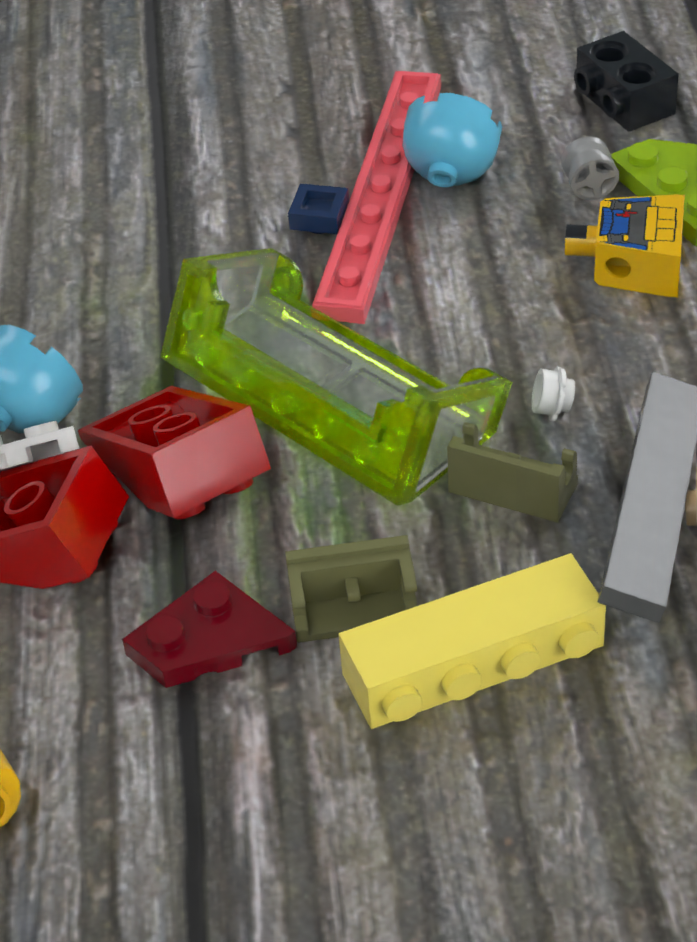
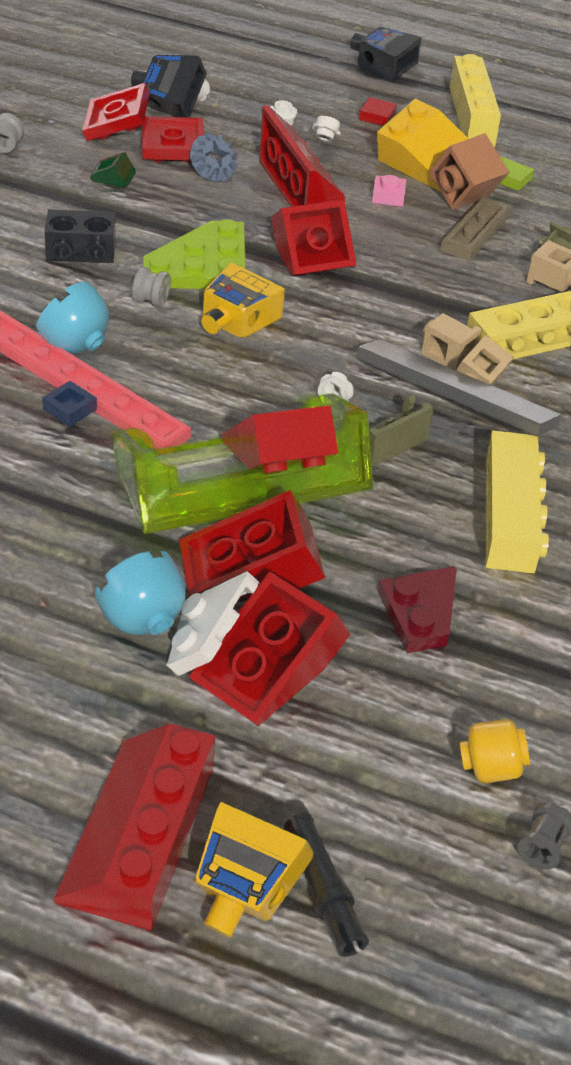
camera: 70 degrees left, 0 degrees up
(334, 363) = (283, 439): none -> red slope
(349, 585) = (438, 530): olive hinge -> none

